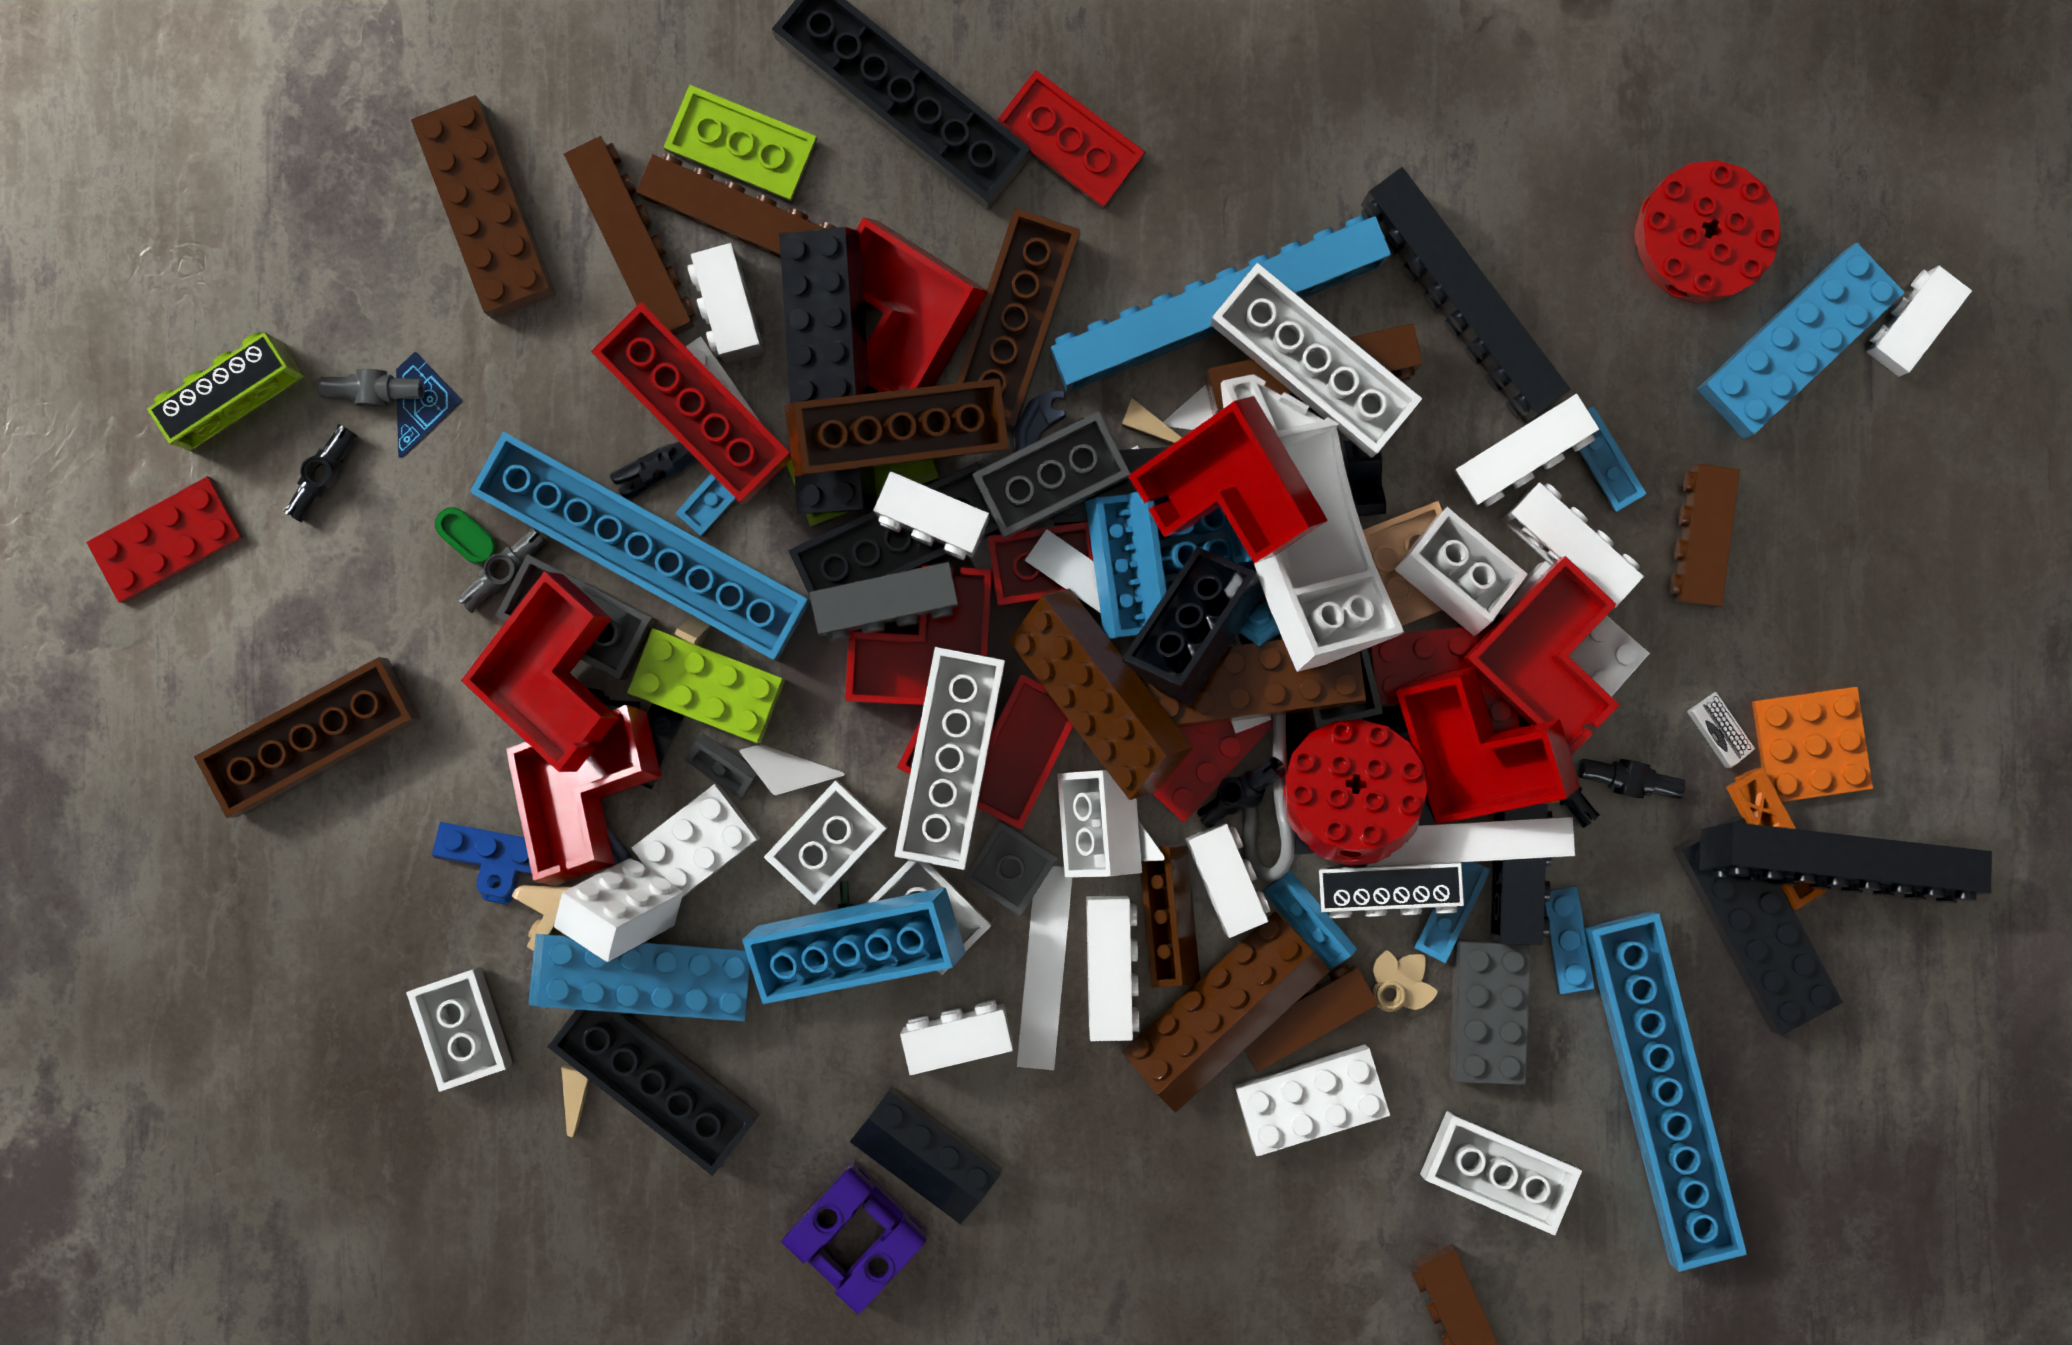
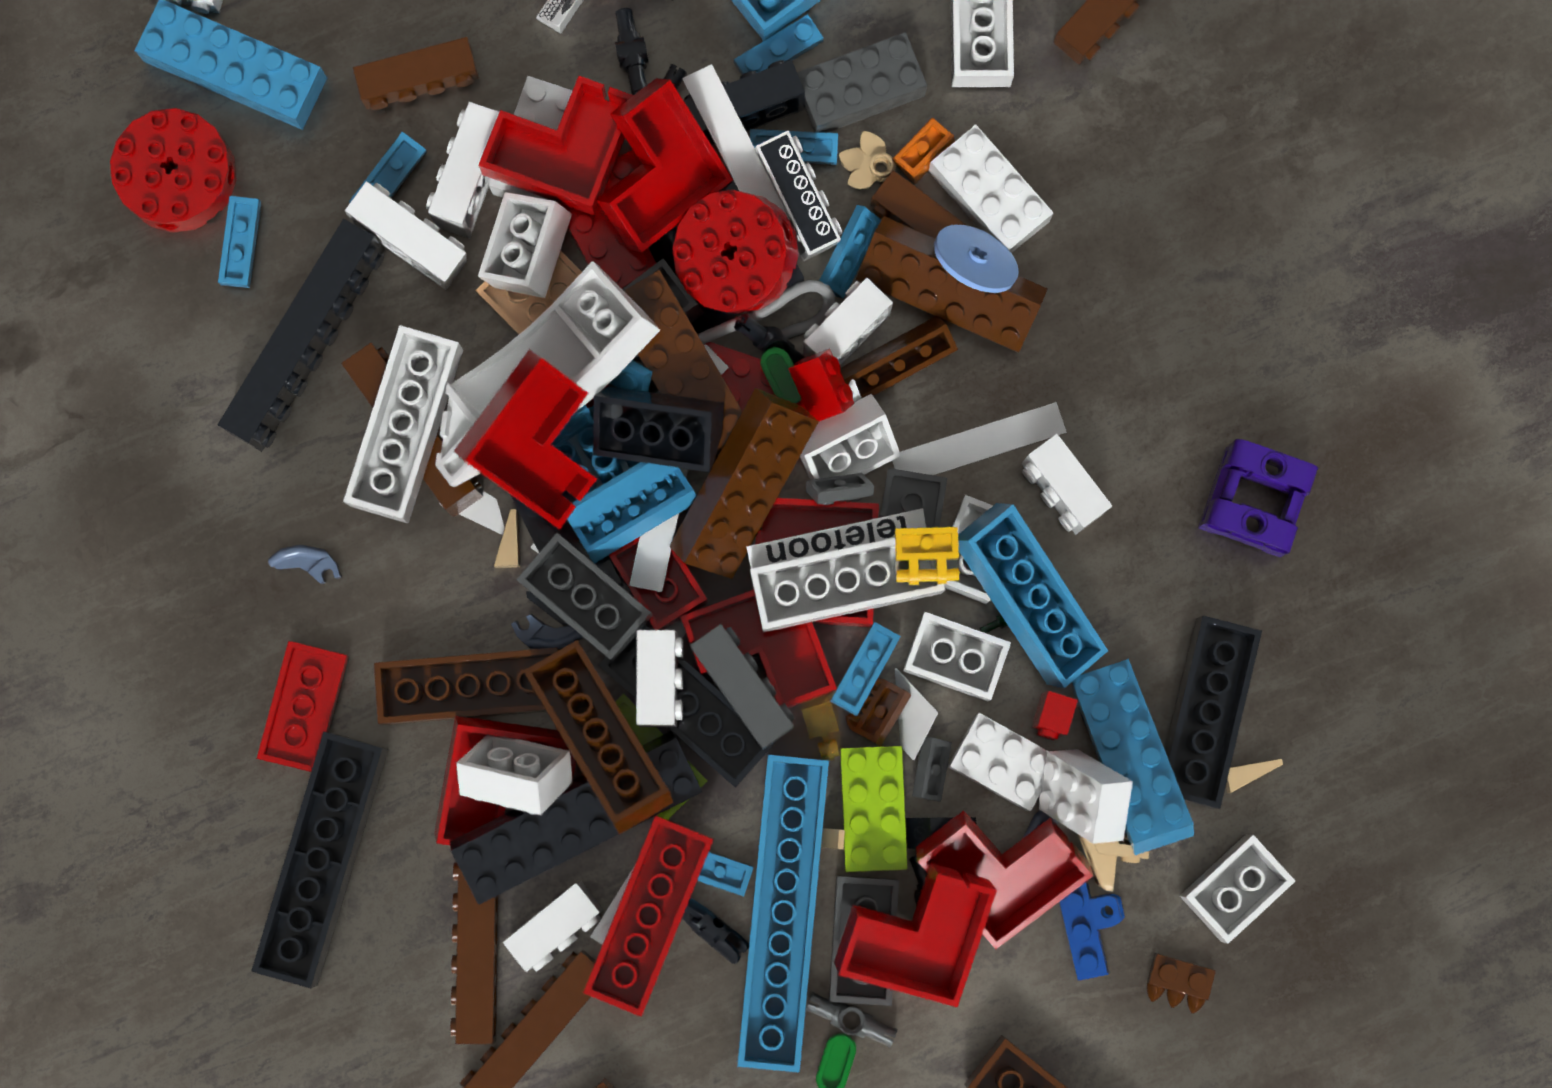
camera: 115 degrees left, 5 degrees down
(395, 927) = (1180, 980): none -> reddish brown plate
(719, 916) = (1053, 715): none -> red brick
(740, 143) = (416, 976): lime plate -> none
(805, 736) = (879, 712): none -> reddish brown plate
(821, 670) = (820, 722): none -> clear yellow plate
(856, 741) = (865, 668): none -> dark azure plate
(896, 325) = (514, 773): none -> white brick
(926, 1155) = (1168, 471): black slope -> none
(948, 857) = (927, 544): none -> yellow plate
(999, 767) = (833, 538): none -> white sticker
(1054, 795) = (838, 488): none -> dark grey plate
(1109, 968) = (957, 388): white brick -> none
(1170, 822) = (821, 385): none -> red brick
(1186, 317) = (397, 540): dark azure brick -> none
(1200, 786) = (775, 367): none -> green tile
(1225, 207) = (308, 558): none -> sand blue piece
(1238, 1048) = (976, 258): none -> light blue piece
(1364, 480) = (478, 352): black slope -> none
(1388, 1048) = (925, 146): none -> orange slope
(1598, 272) = (239, 242): none -> dark azure plate

